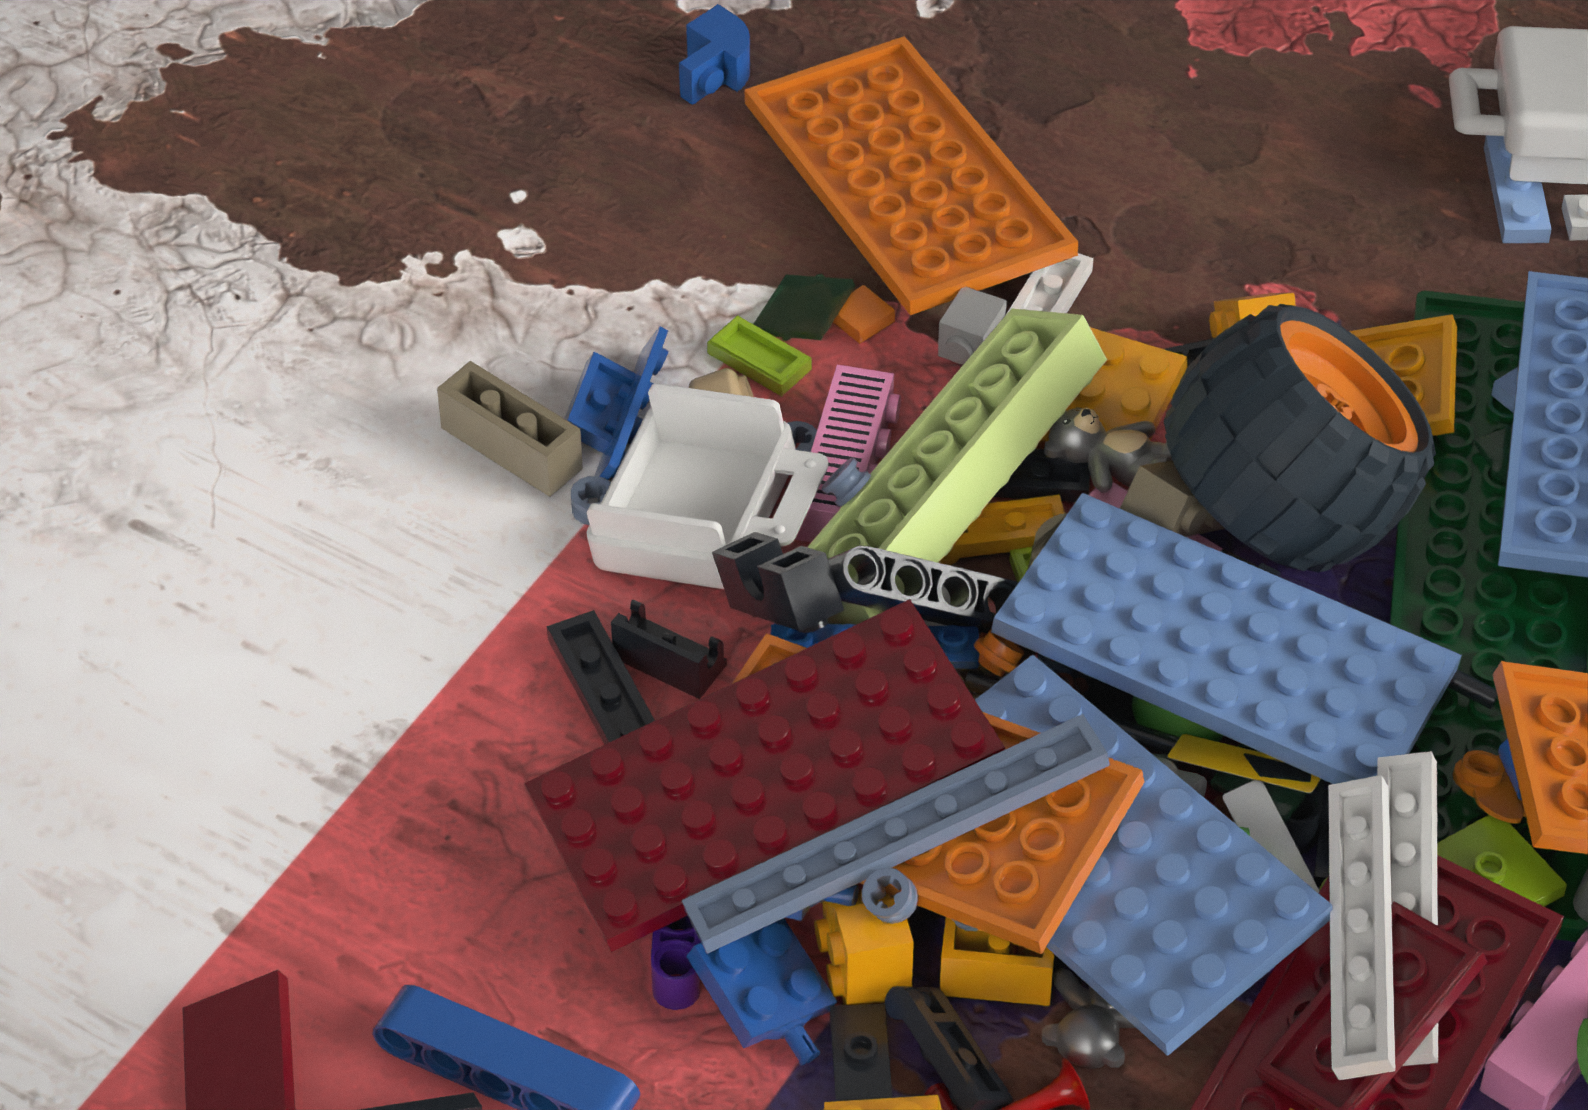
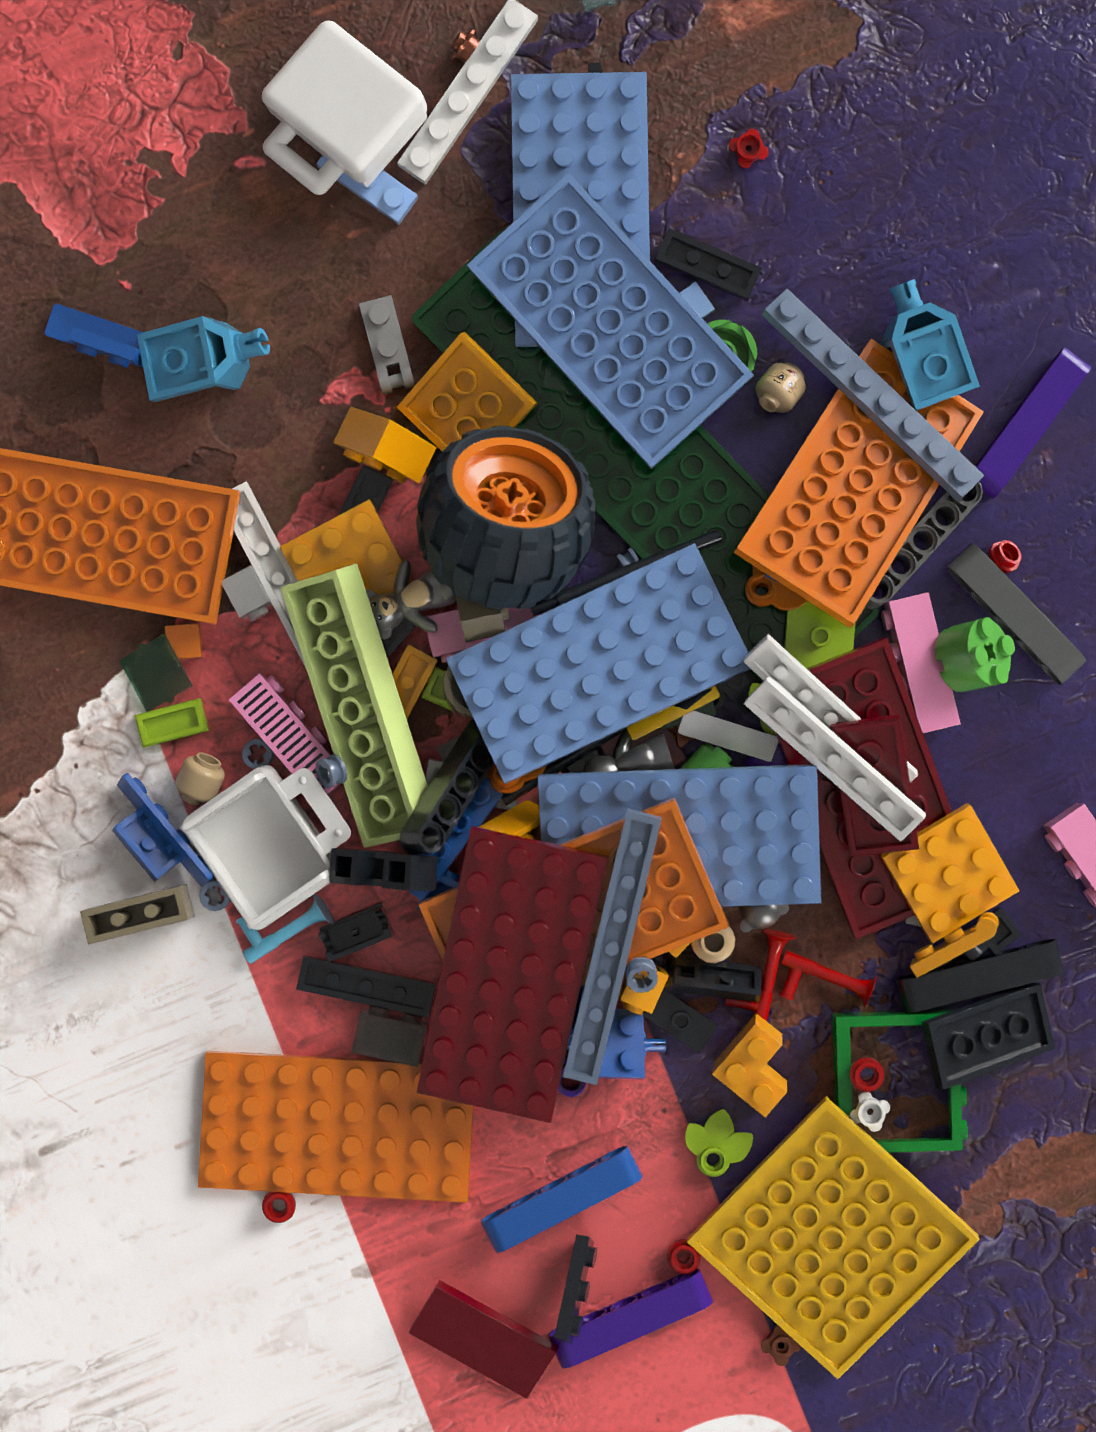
camera: 55 degrees left, 40 degrees up
(246, 764) = (272, 1213): none -> red plate
(400, 781) = (330, 1129): none -> orange plate
(558, 731) = (390, 1036): none -> clear smoke brick
(660, 596) = (262, 946): none -> medium azure piece
(999, 1008) = (715, 947): none -> tan head
(1125, 86) = (95, 336): none -> blue bracket
(1192, 137) = (197, 356): none -> dark azure plate
(1373, 291) = (386, 343): none -> light grey plate

